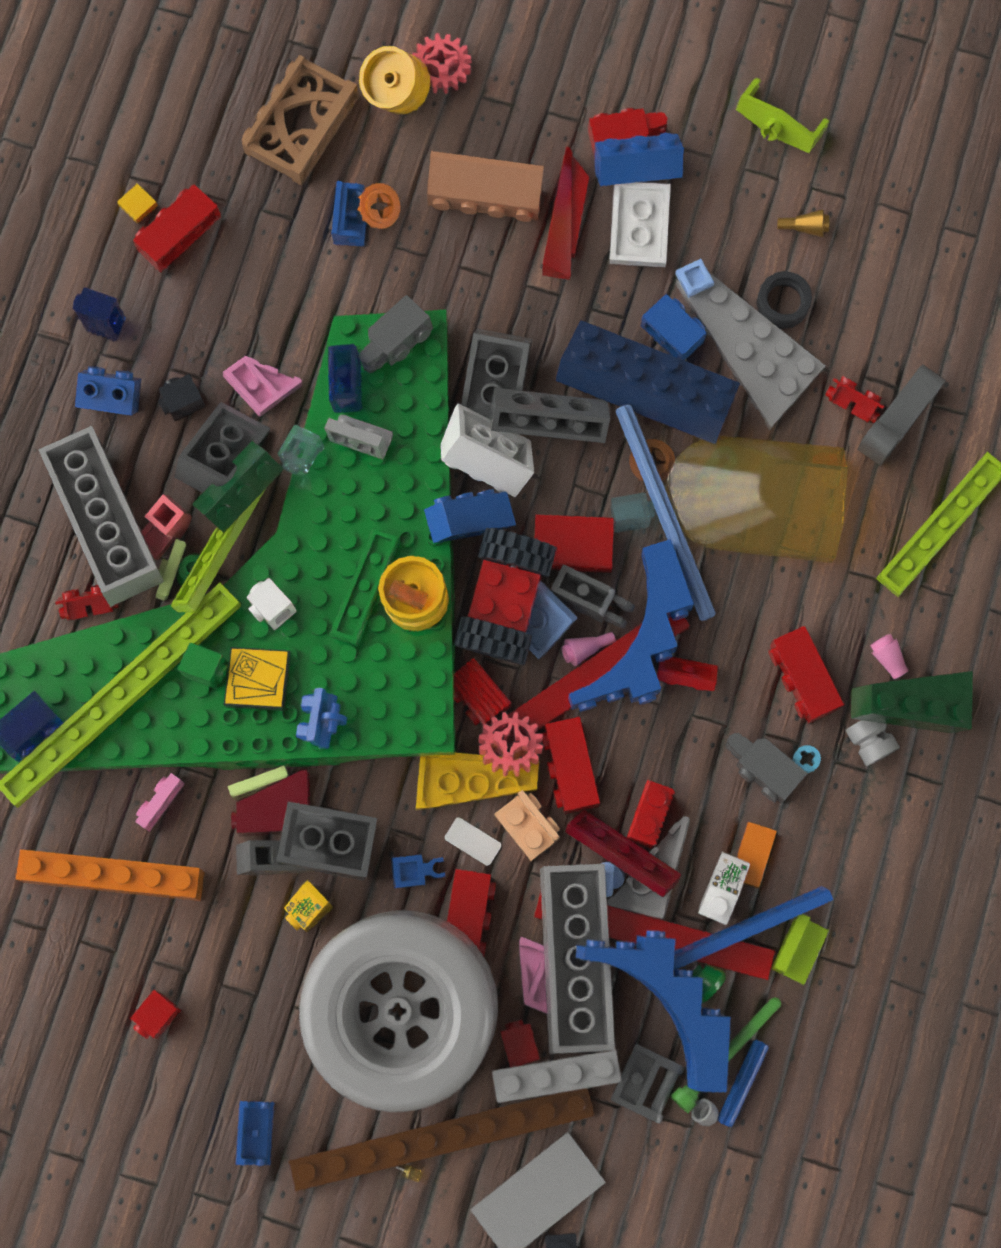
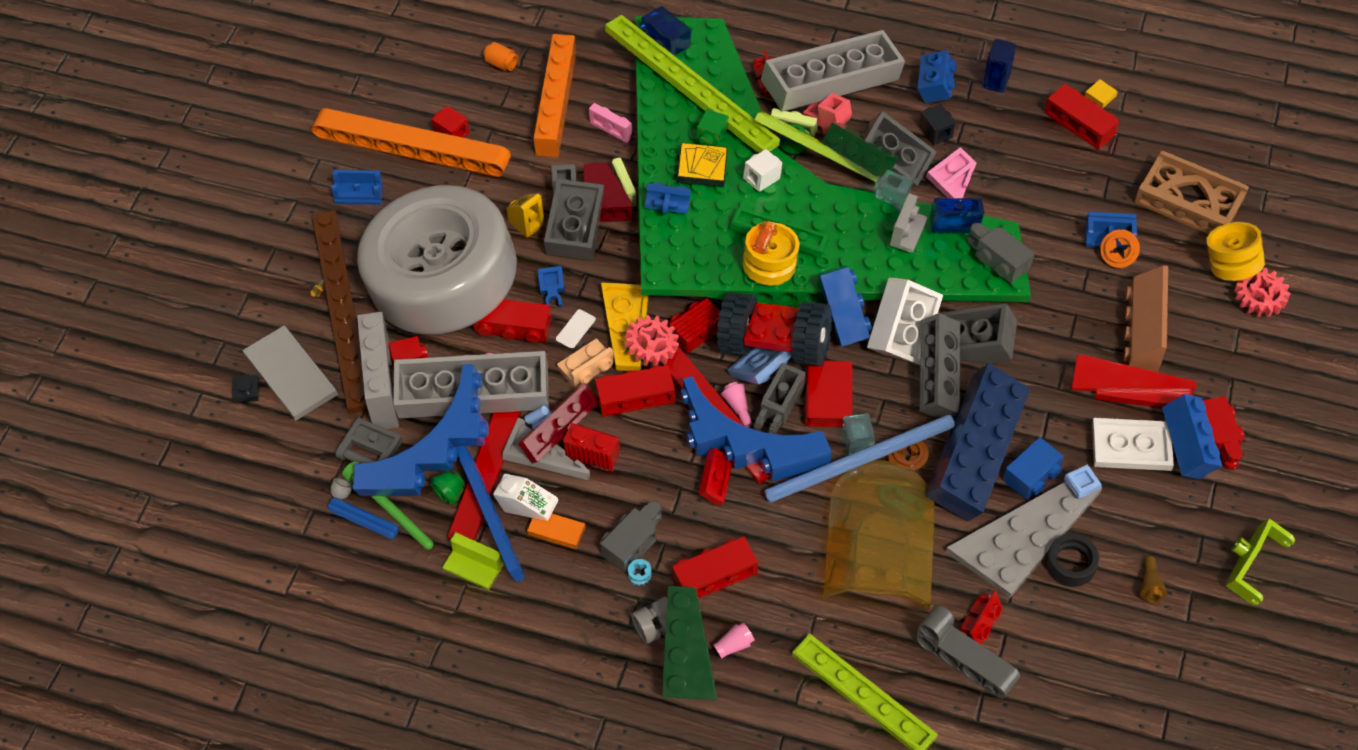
camera: 90 degrees right, 20 degrees down
(37, 953) = (500, 56): none -> orange brick
(179, 1069) = (411, 142): none -> orange beam

